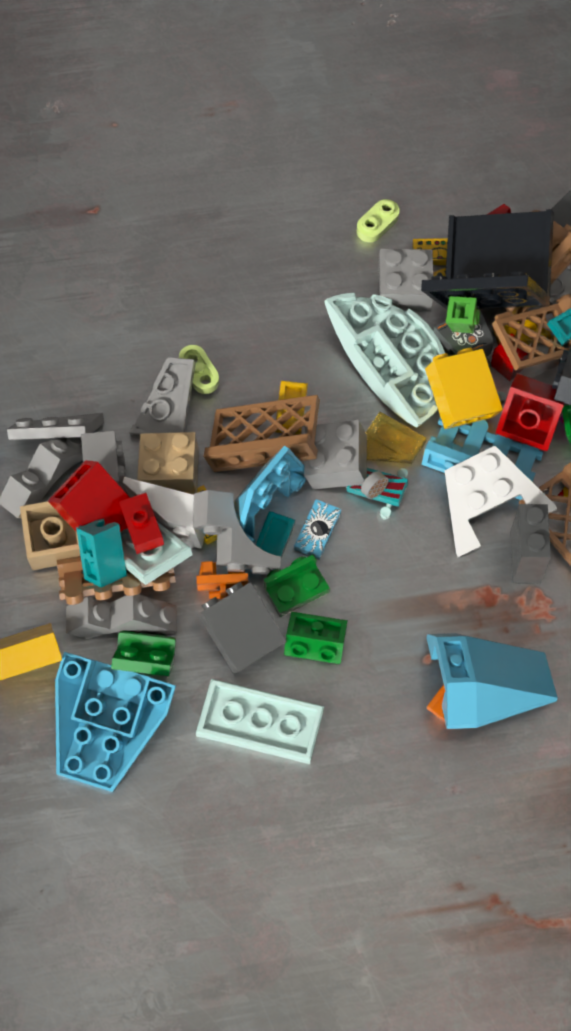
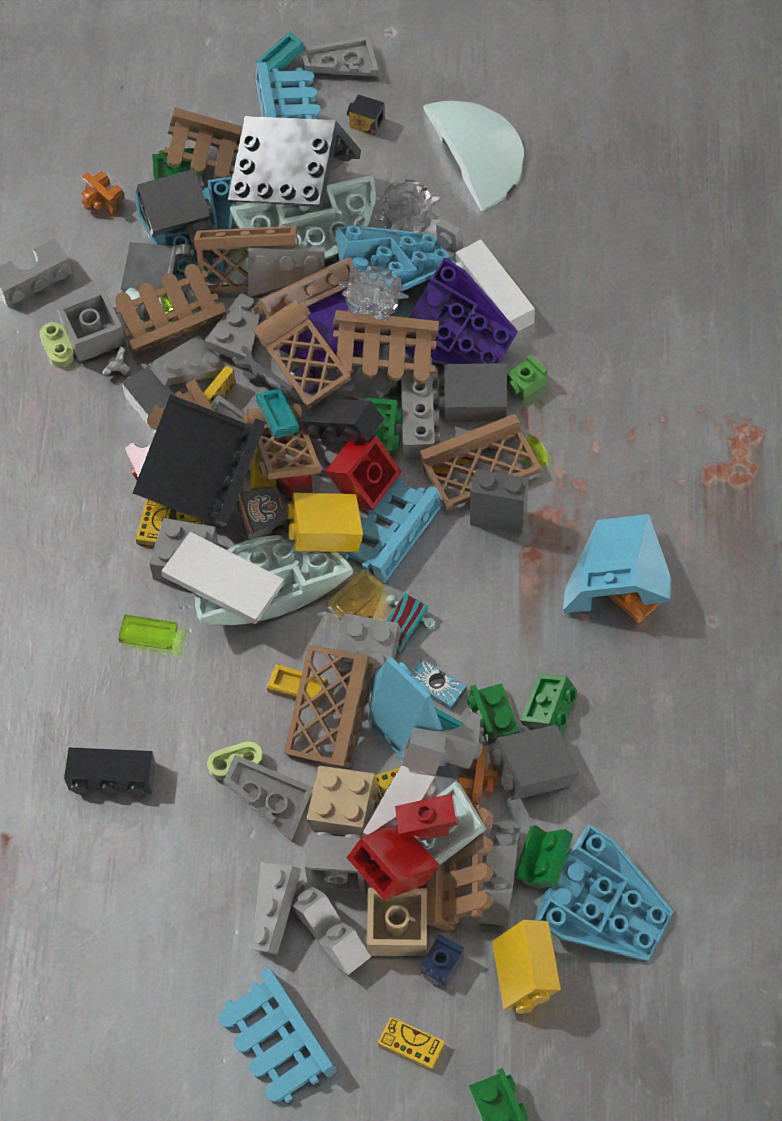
camera: 75 degrees left, 5 degrees down
(29, 589) = (442, 972): none -> dark blue brick
(101, 552) = (445, 865): teal hinge -> none
(167, 270) = (109, 771): none -> black brick
(260, 721) = (623, 769): light aqua tile -> none
(318, 272) = (148, 632): none -> clear neon green tile
(373, 309) = (222, 577): none -> white tile
(374, 484) = (409, 619): light grey tile -> none
(380, 219) = (101, 565): yellowish green plate -> none
(462, 314) = (252, 500): bright green brick -> none
(481, 486) = (430, 531): white wing -> none

